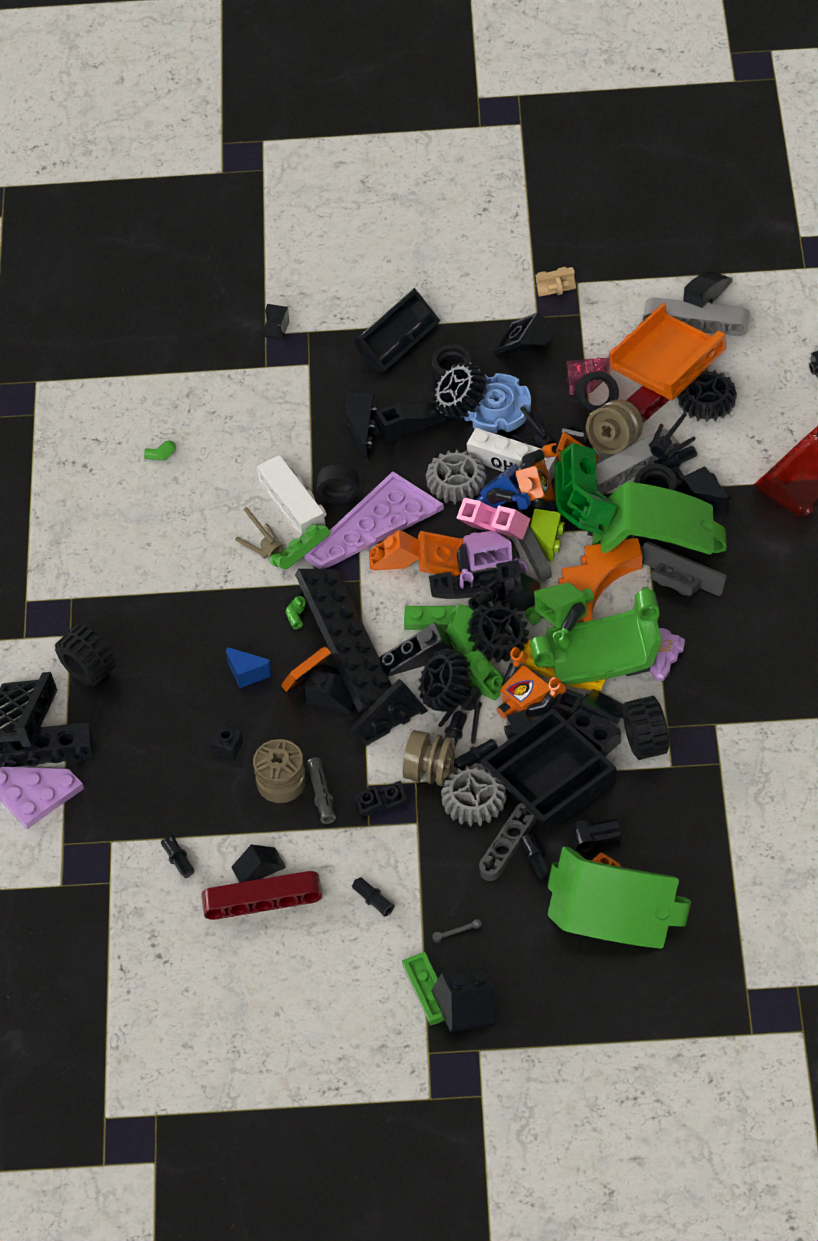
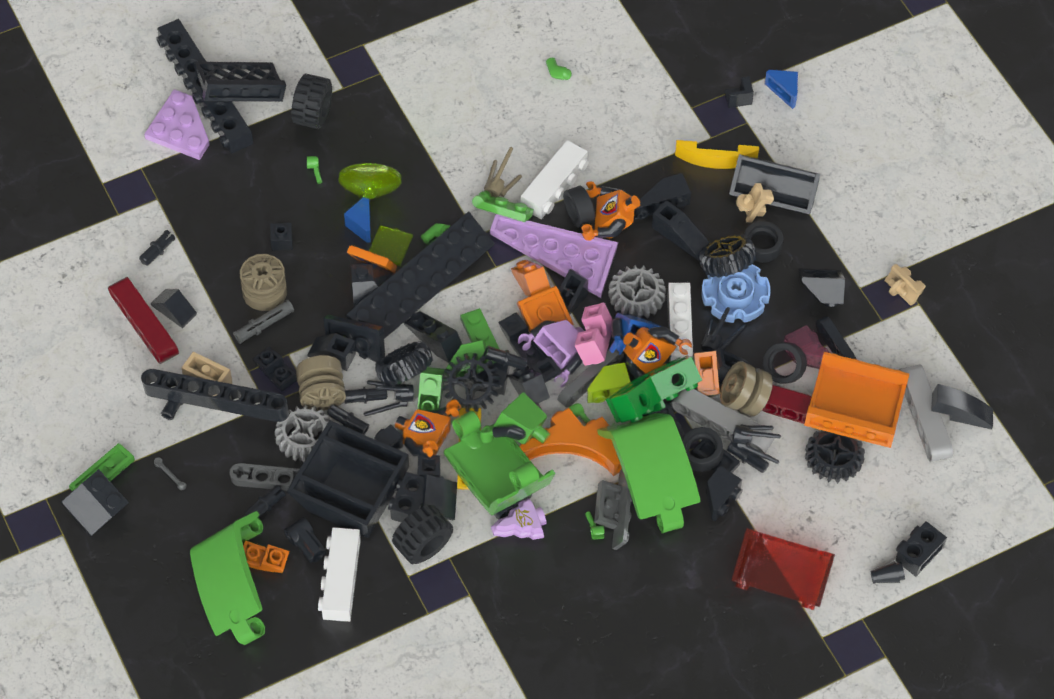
camera: 60 degrees right, 5 degrees up
(152, 686) = (312, 162): none -> bright green hand
(216, 637) = (369, 180): none -> clear neon green dish
(286, 655) = (391, 244): none -> clear neon green piece
(289, 285) = (784, 85): none -> blue slope
(325, 380) = (712, 158): none -> yellow slope
(362, 456) = (613, 212): none -> orange torso
(364, 854) = (205, 368): none -> tan brick
(390, 739) = (334, 346): none -> black slope
(394, 859) = (224, 393): none -> black beam
(410, 351) = (755, 202): none -> tan hips
(427, 519) = (573, 290): none -> black slope
(557, 568) = (578, 410): none -> bright green hand
(574, 349) = (833, 338): none -> black beam
(649, 816) = (340, 574): none -> white brick
(697, 600) = (597, 532): none -> bright green hand

